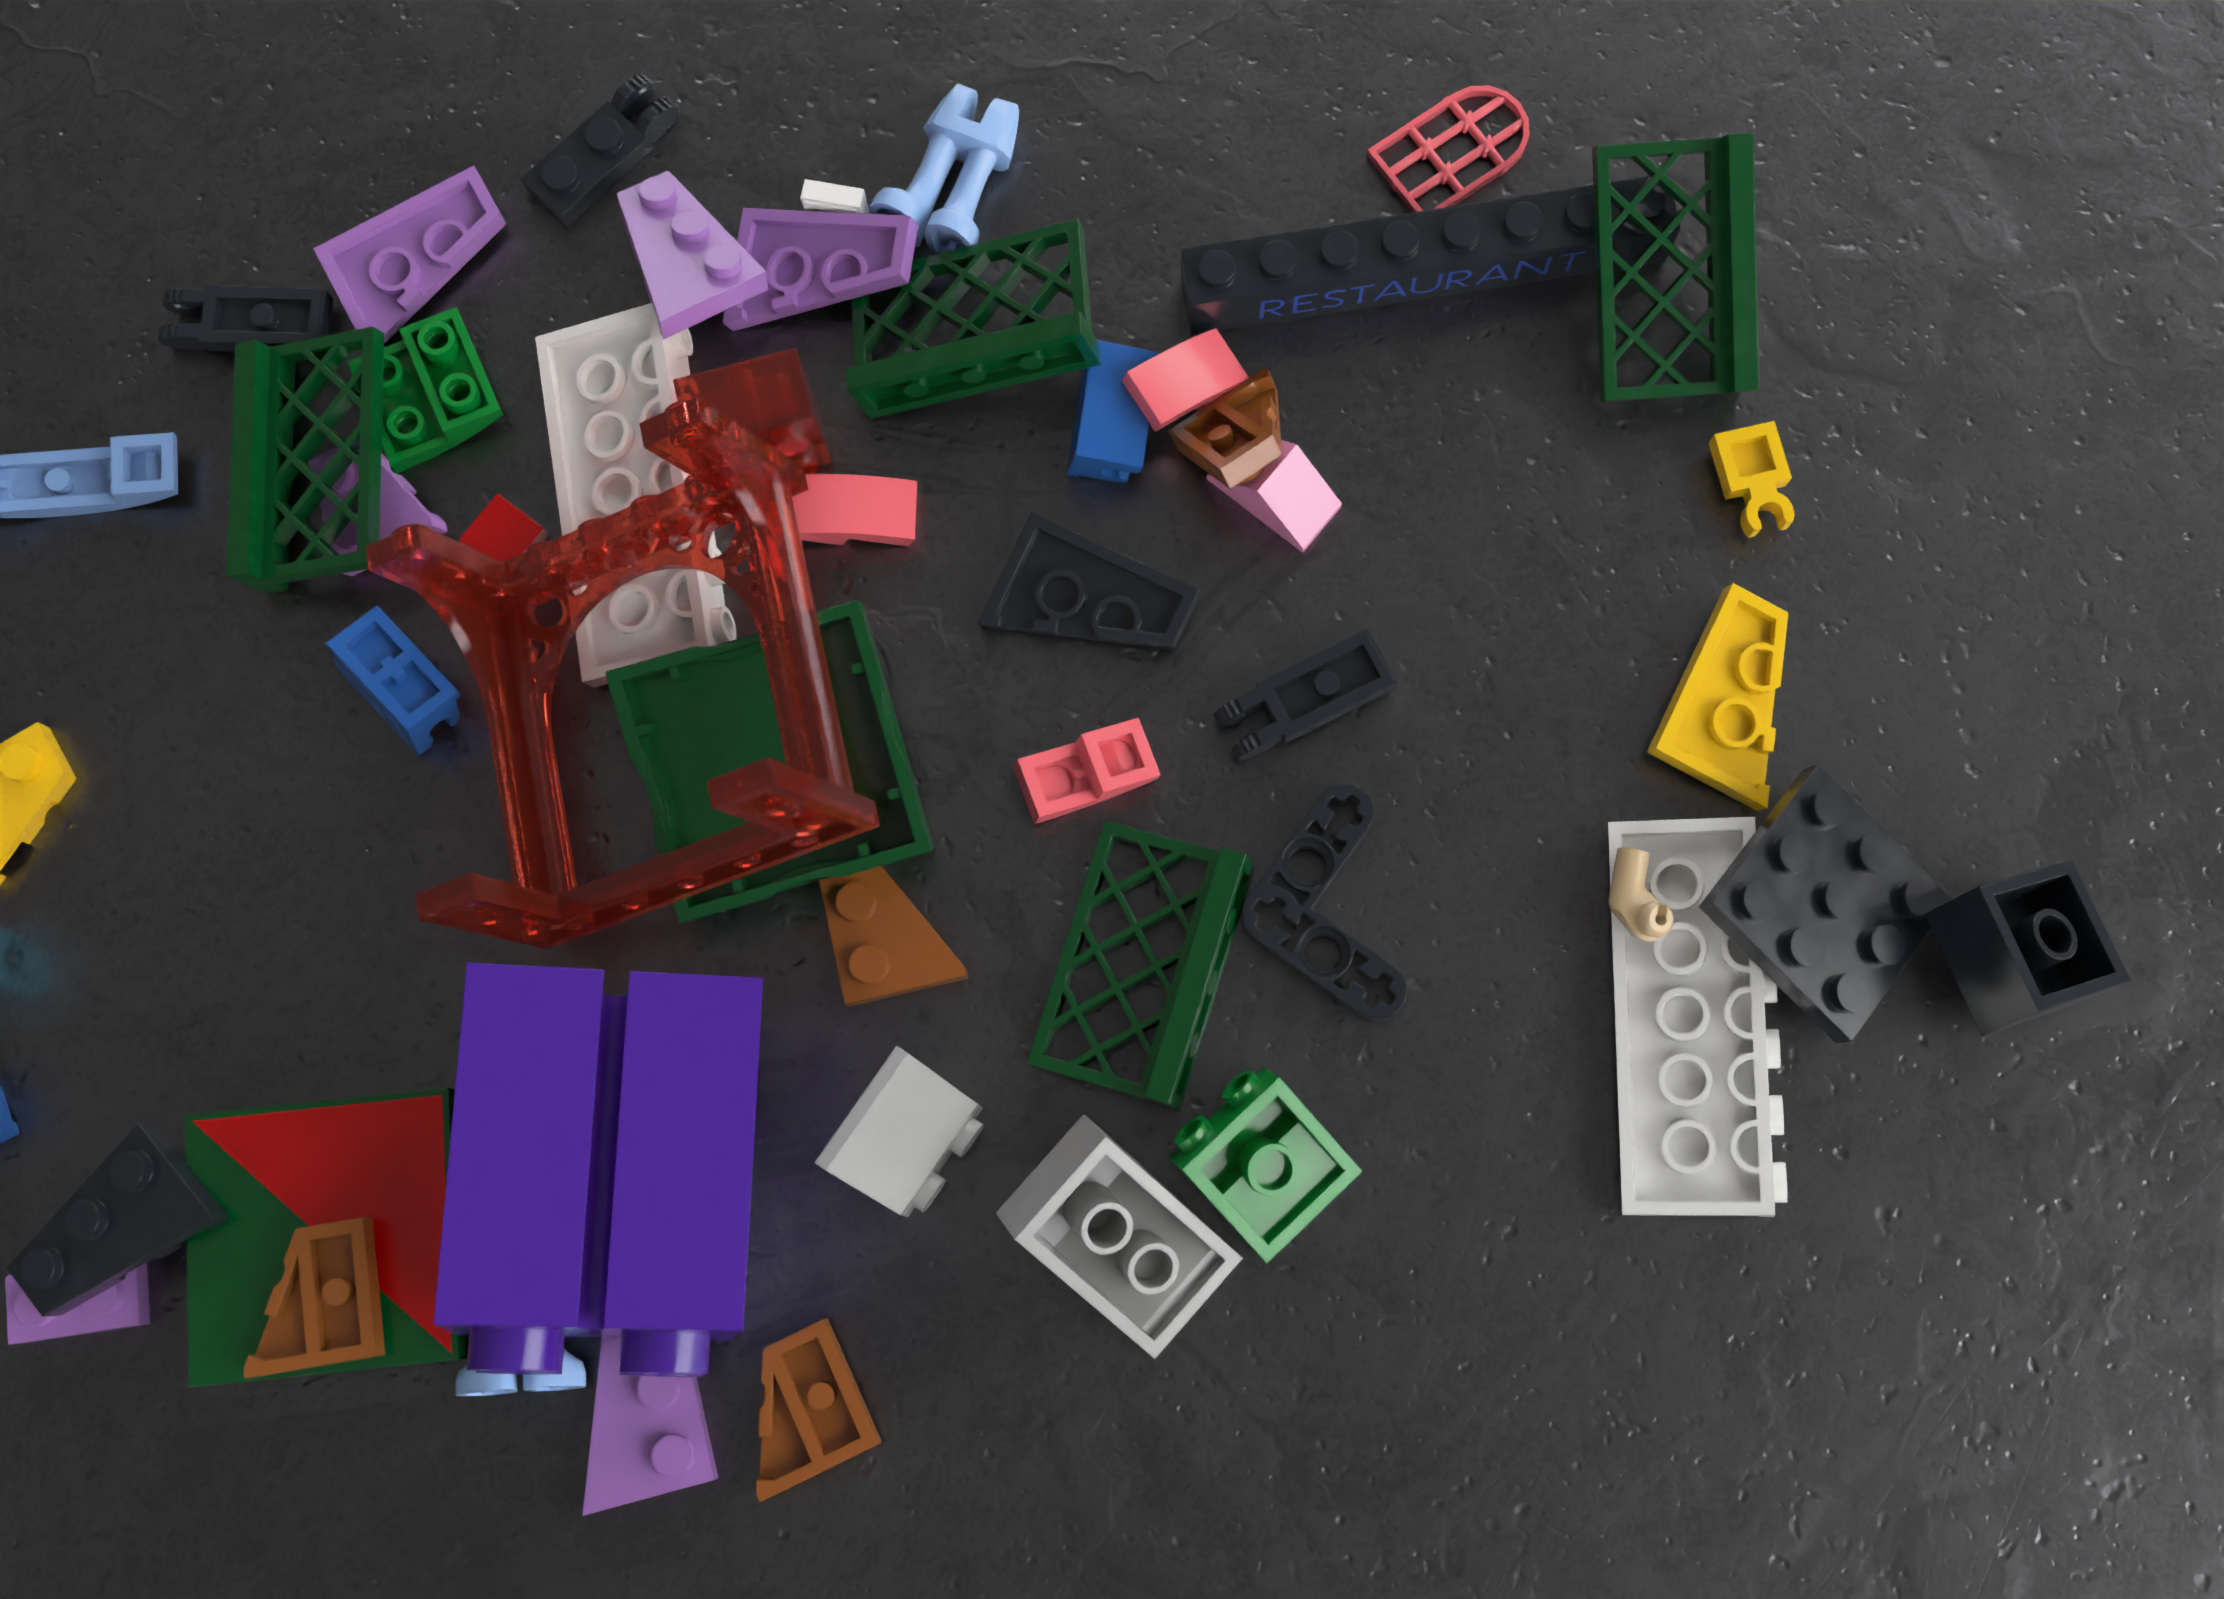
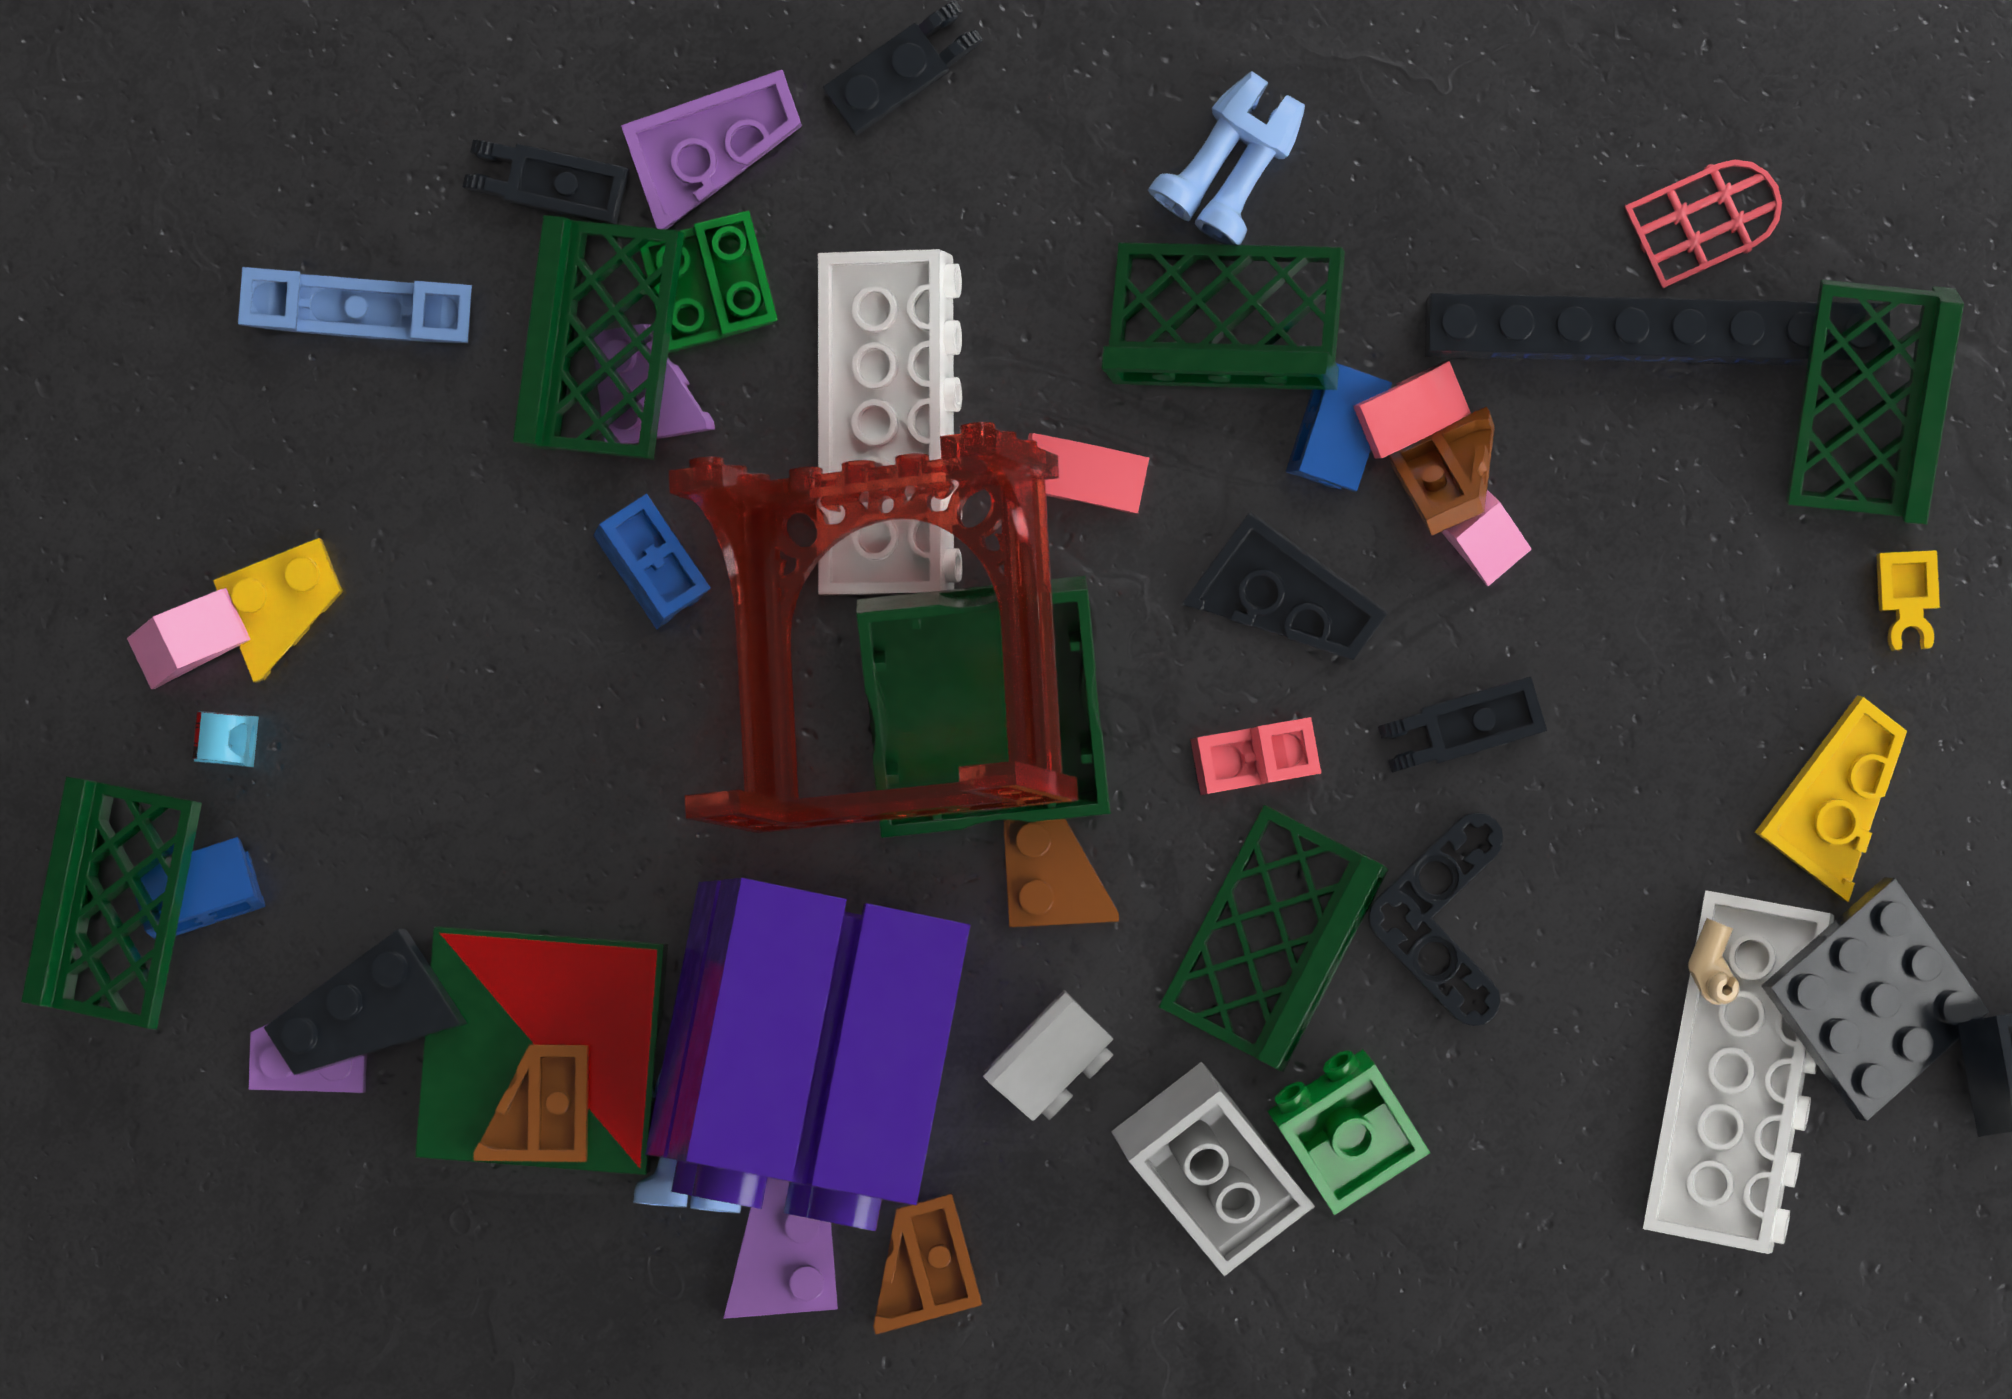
camera: 10 degrees right, 10 degrees up
(502, 531) = (761, 438): red tile -> none
(685, 255) = (970, 201): wing -> none
(768, 399) = (1014, 382): clear red brick -> none
(820, 259) = (1087, 227): medium lavender wing -> none
(833, 198) = (1116, 178): white tile -> none

